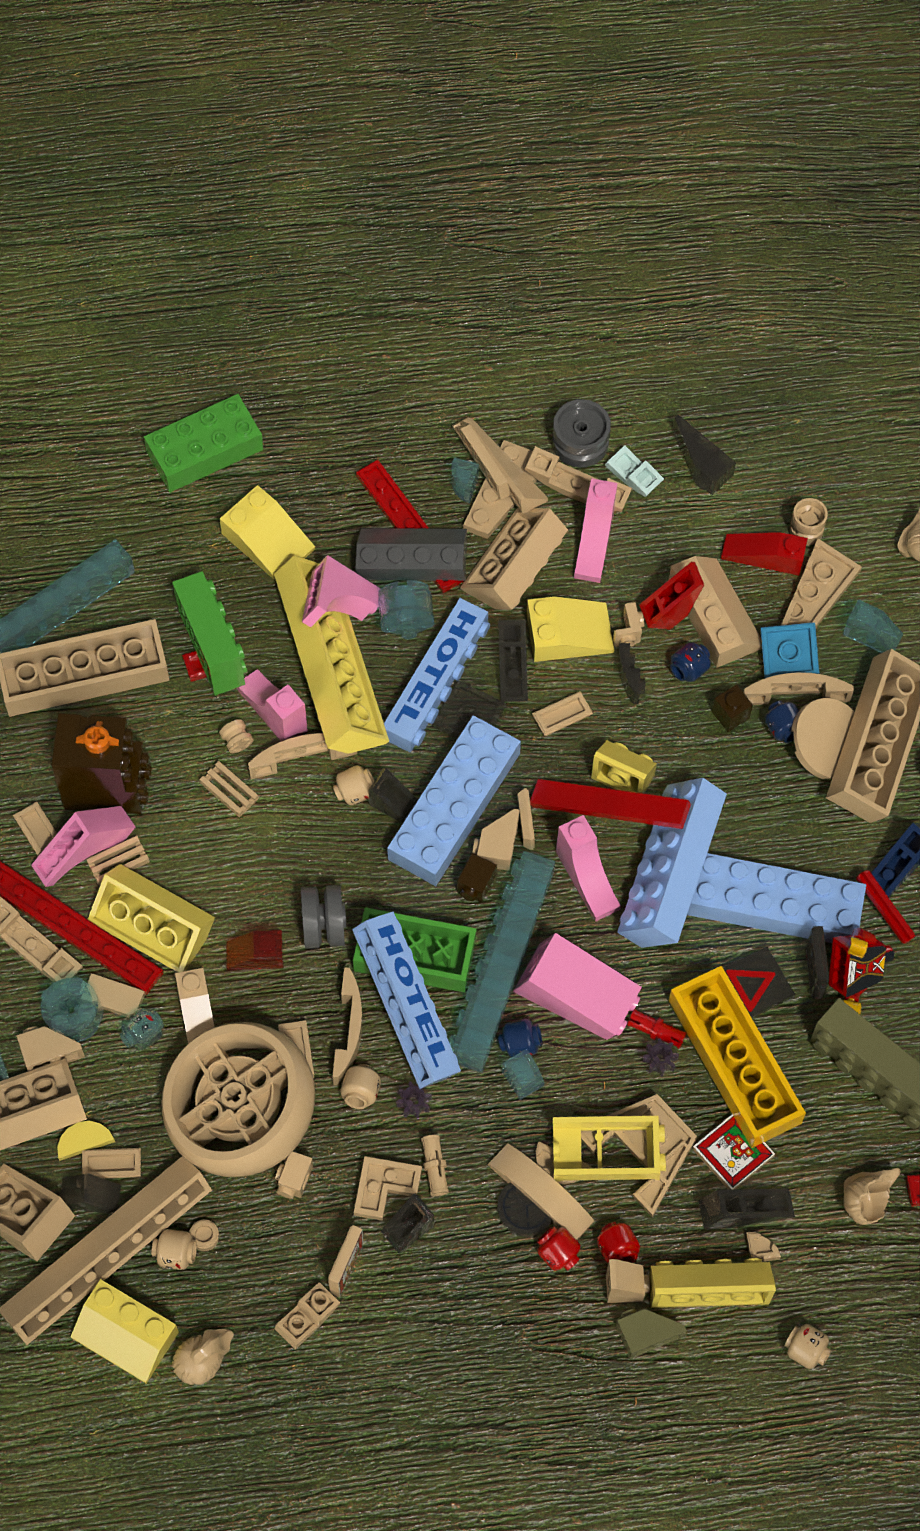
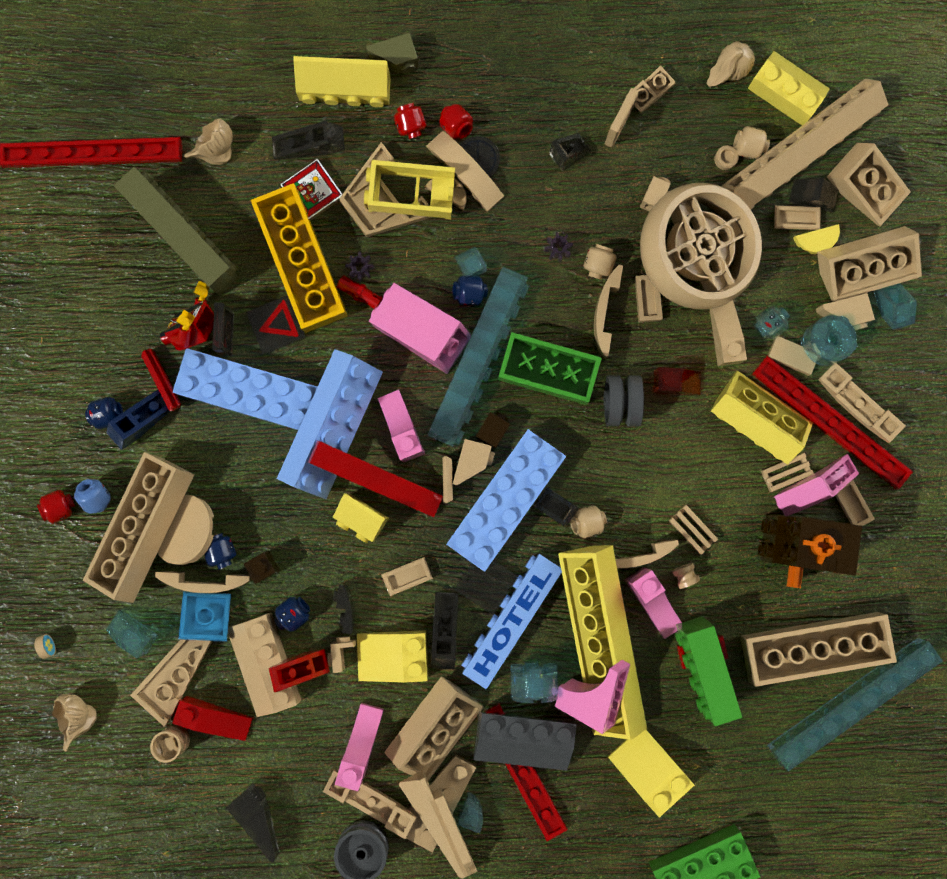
camera: 170 degrees left, 20 degrees up
(381, 1178) = (587, 188): tan plate -> none
(406, 999) = (561, 315): light blue brick -> none
(435, 1165) = (545, 195): tan pin -> none
(626, 1282) = (407, 87): tan slope -> none
(633, 472) = (319, 810): light aqua slope -> none
(761, 1247) = (301, 114): tan tile -> none
(808, 1346) = (275, 32): tan head -> none

